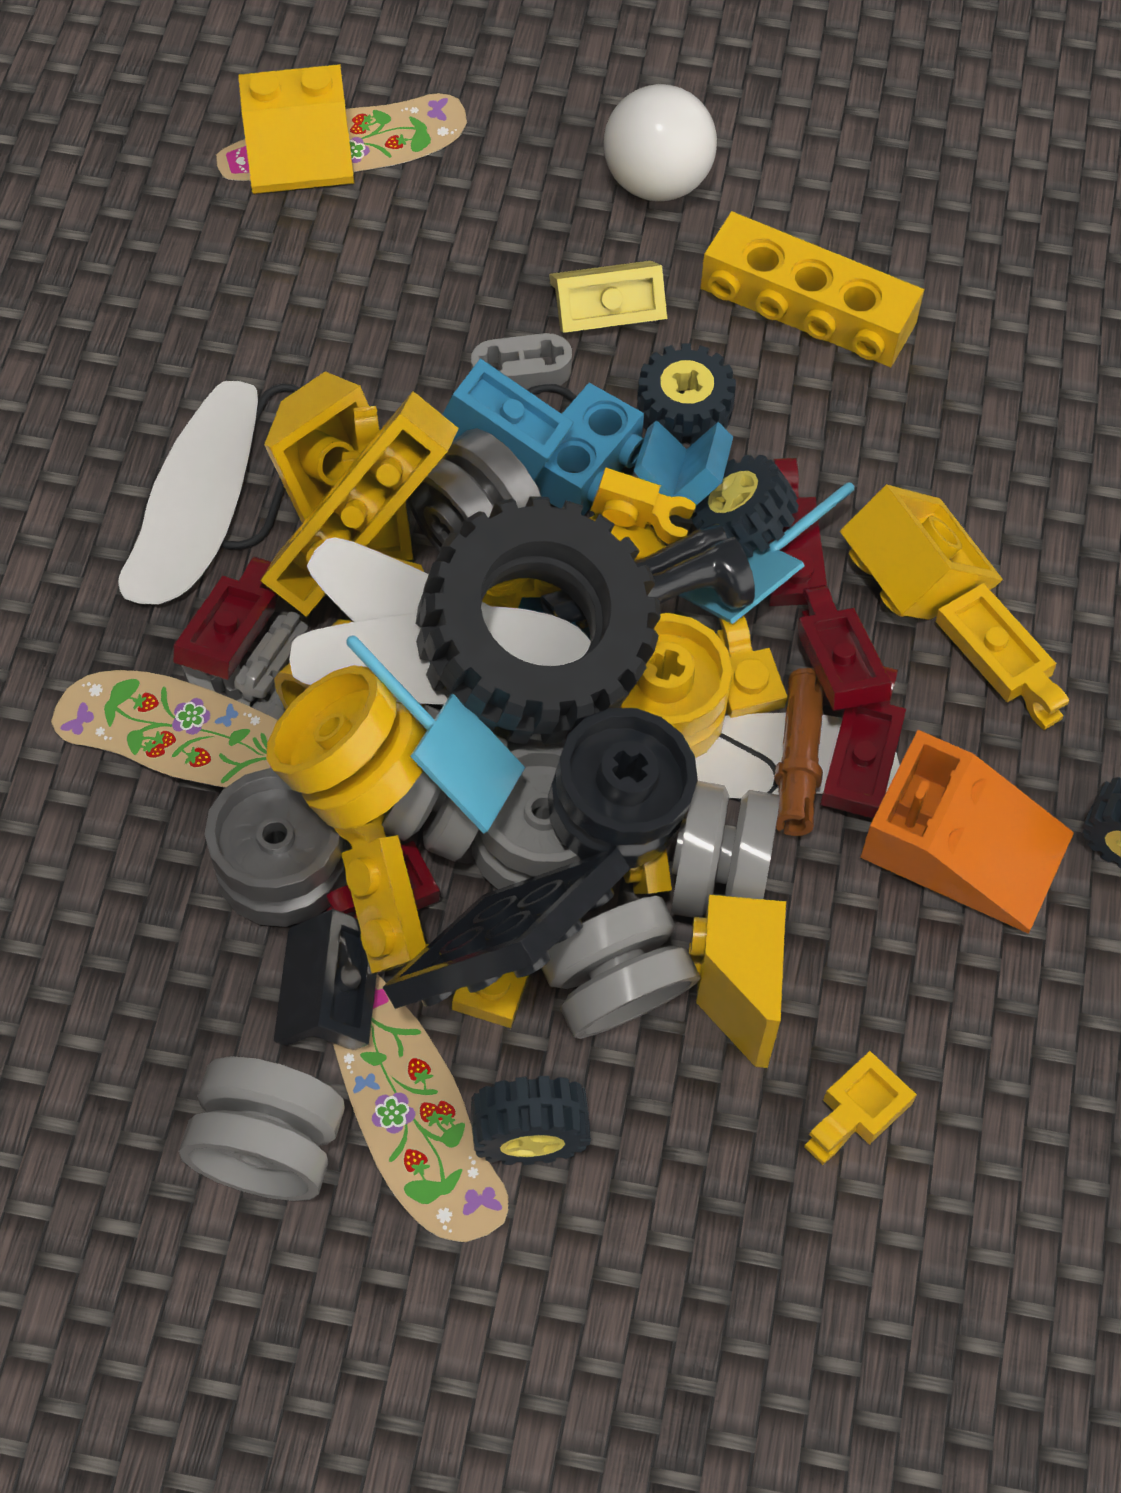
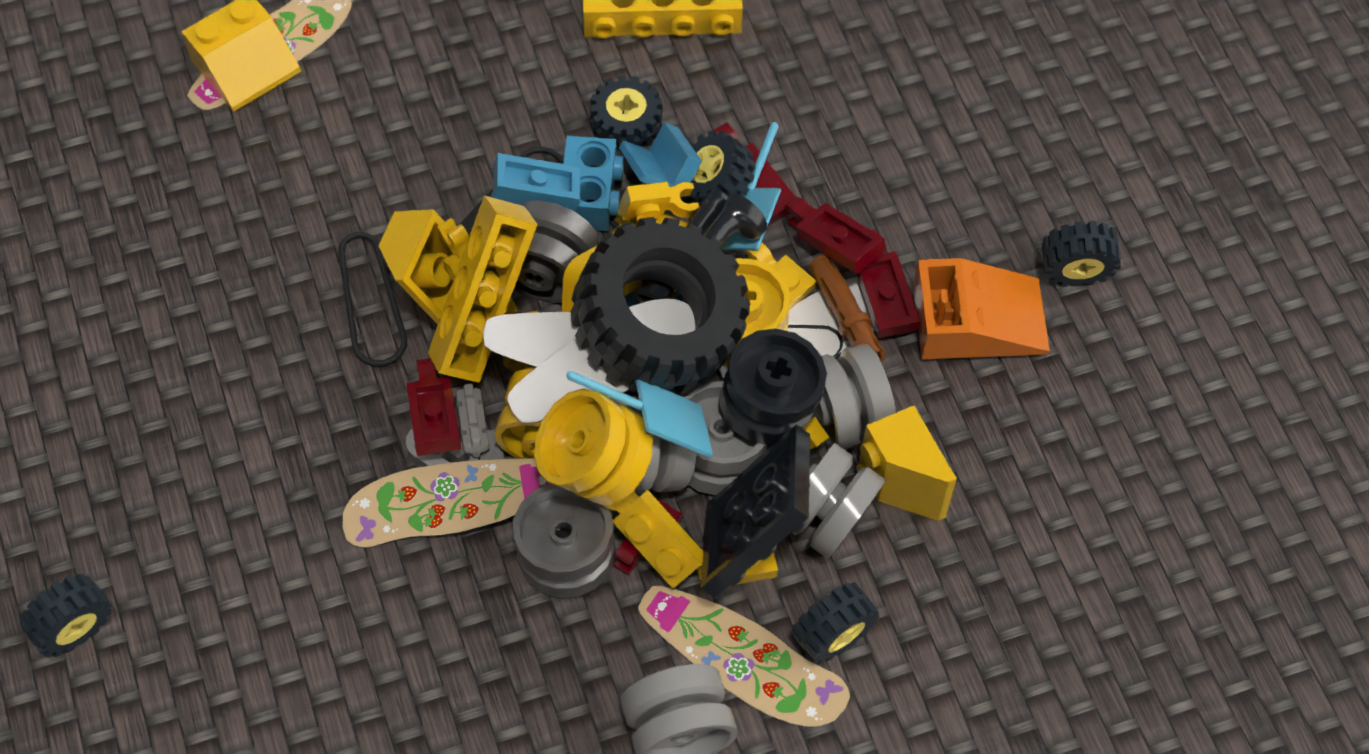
camera: 30 degrees left, 0 degrees up
(193, 497) = (339, 342): white sticker -> none
(326, 983) = (646, 610): black panel -> none
(523, 361) = (500, 140): light grey beam -> none
(609, 296) = (531, 69): light yellow panel -> none
(862, 1102) = (1019, 507): yellow plate -> none
(916, 552) = (839, 149): yellow slope -> none
(1004, 653) = (930, 186): yellow plate -> none

